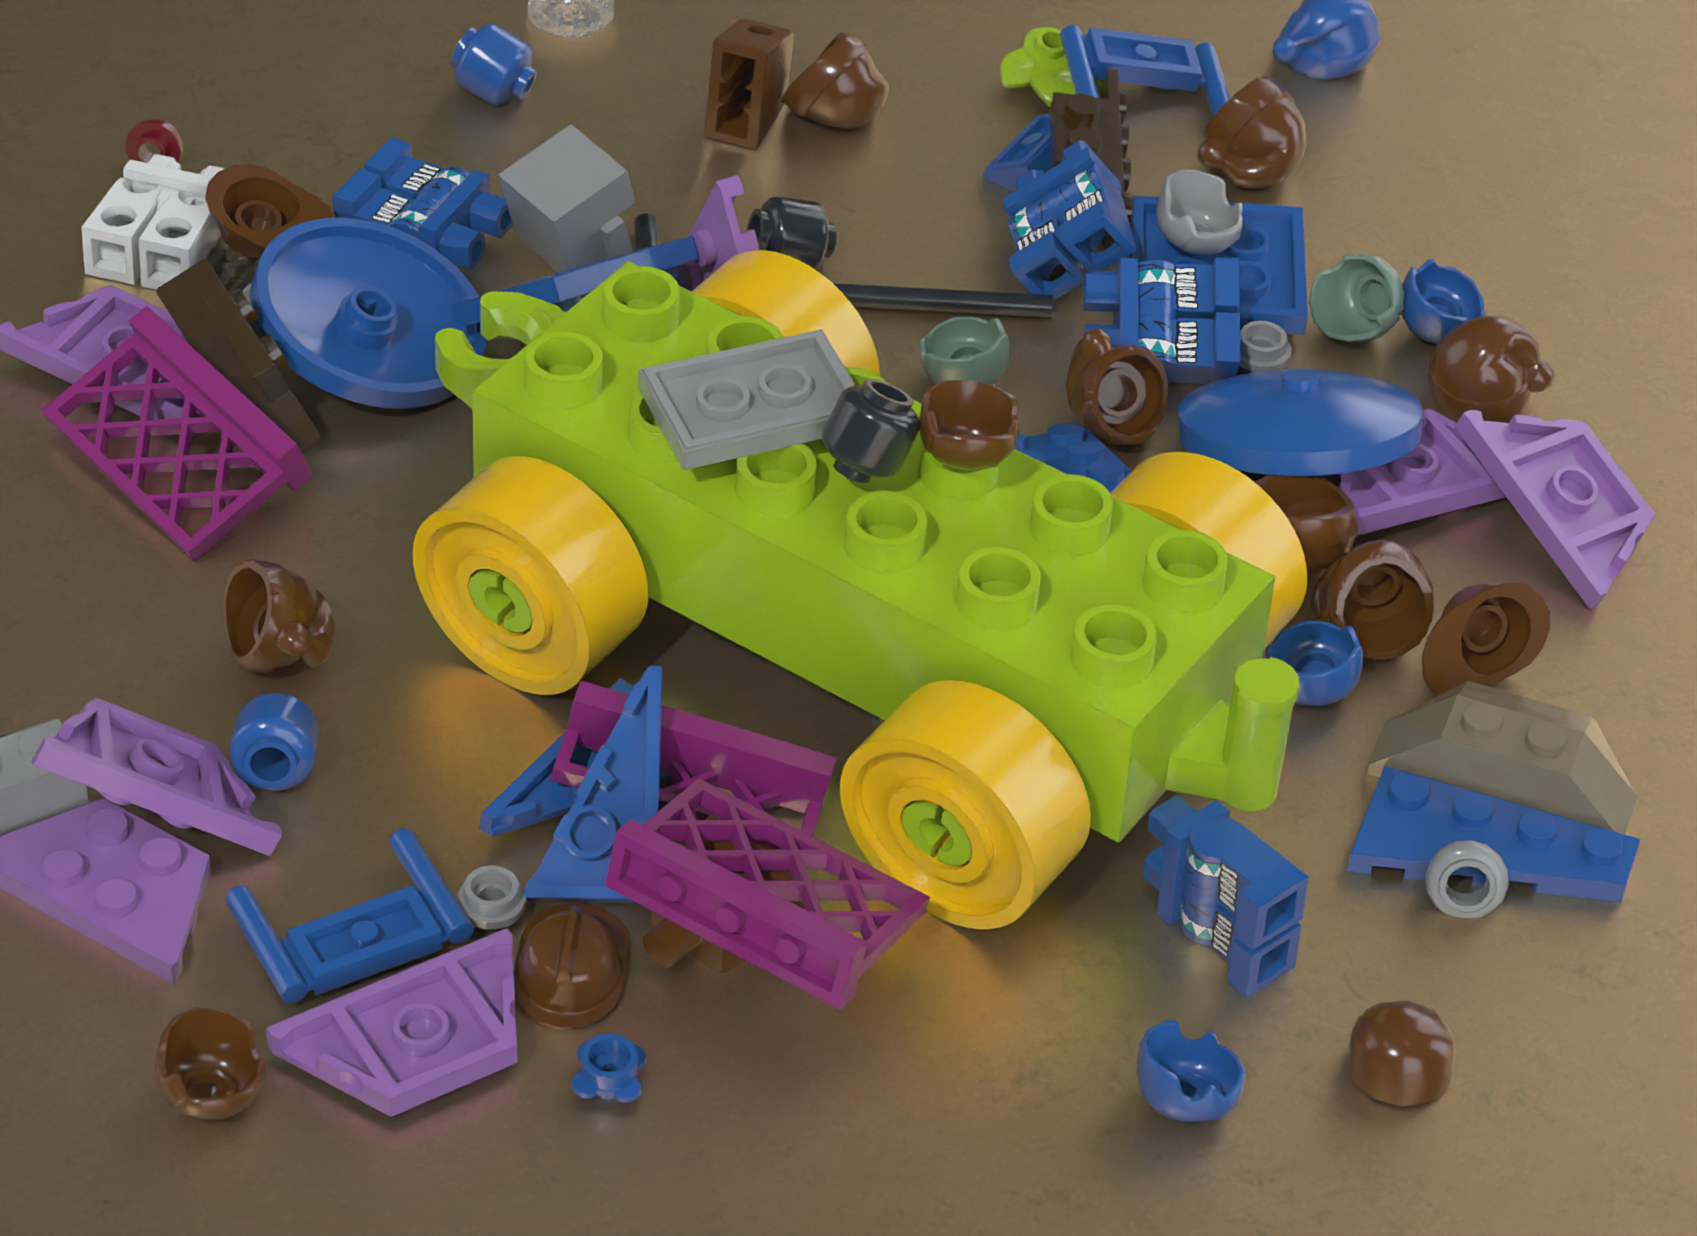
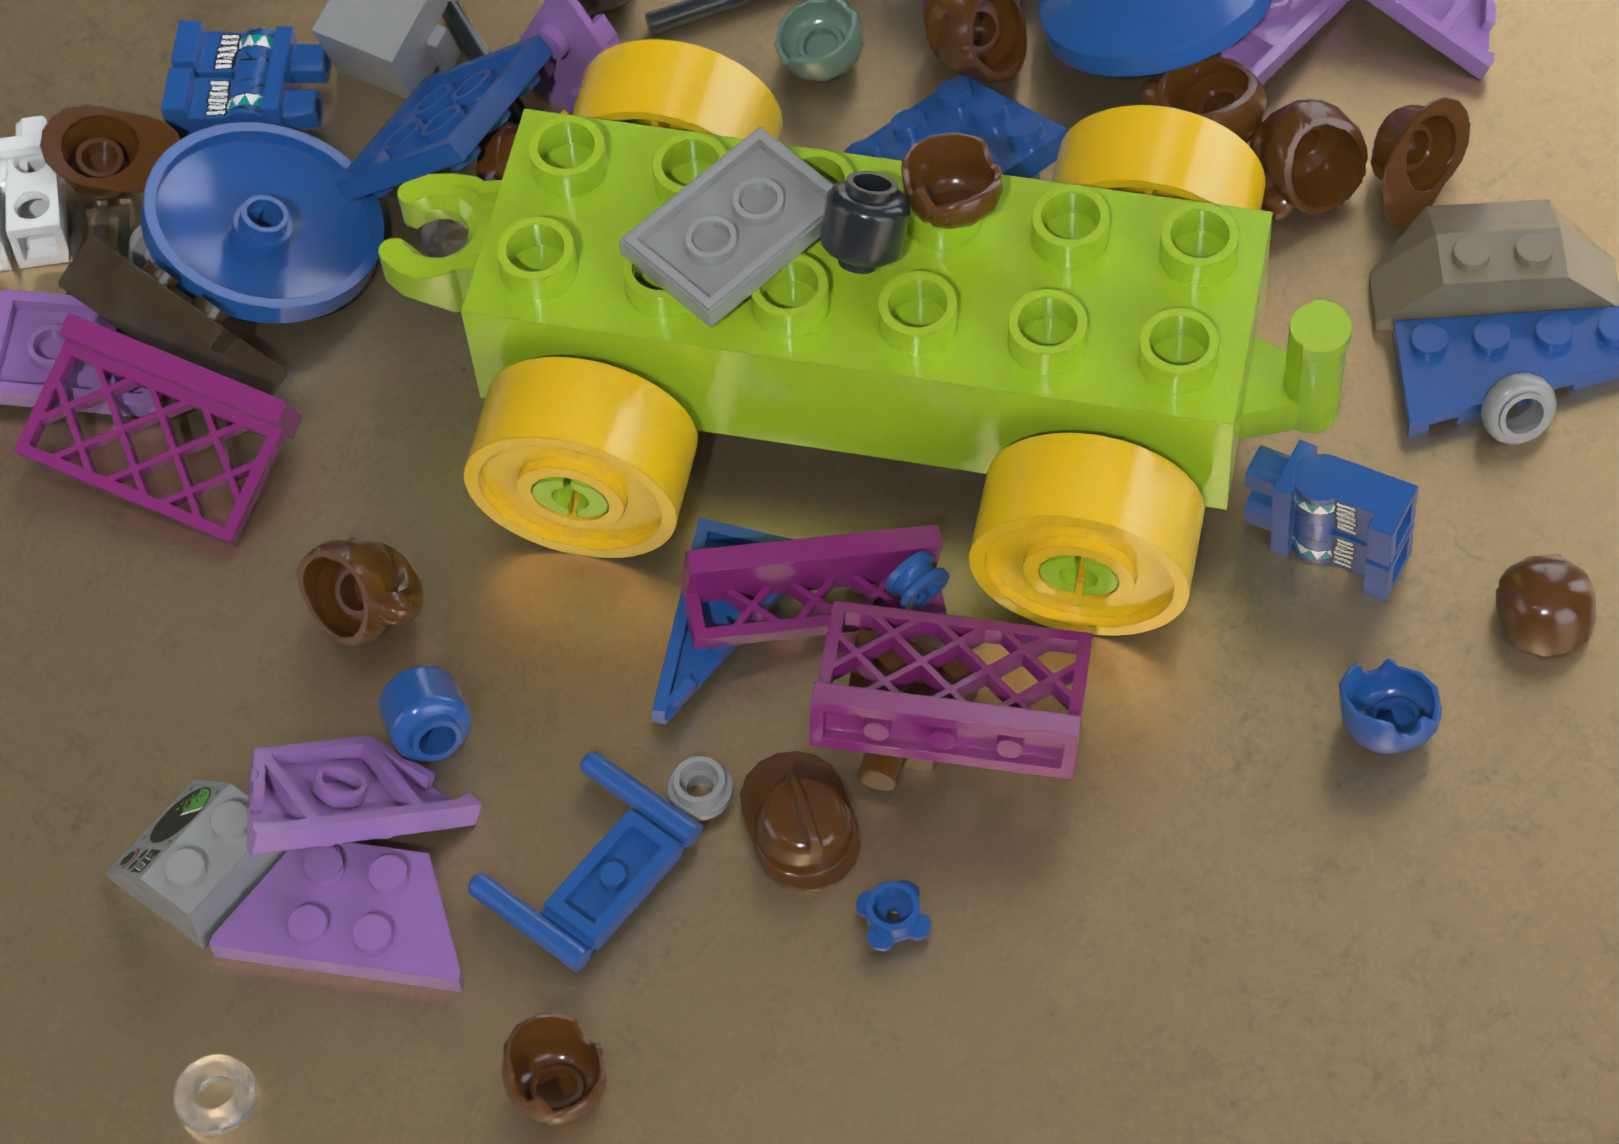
camera: 15 degrees left, 15 degrees up
(412, 1030) = (706, 951): medium lavender wing -> none
(617, 788) = (770, 659): blue wing -> none
(792, 797) = (917, 581): none -> blue bush
(1323, 657) = (1298, 241): blue hair -> none

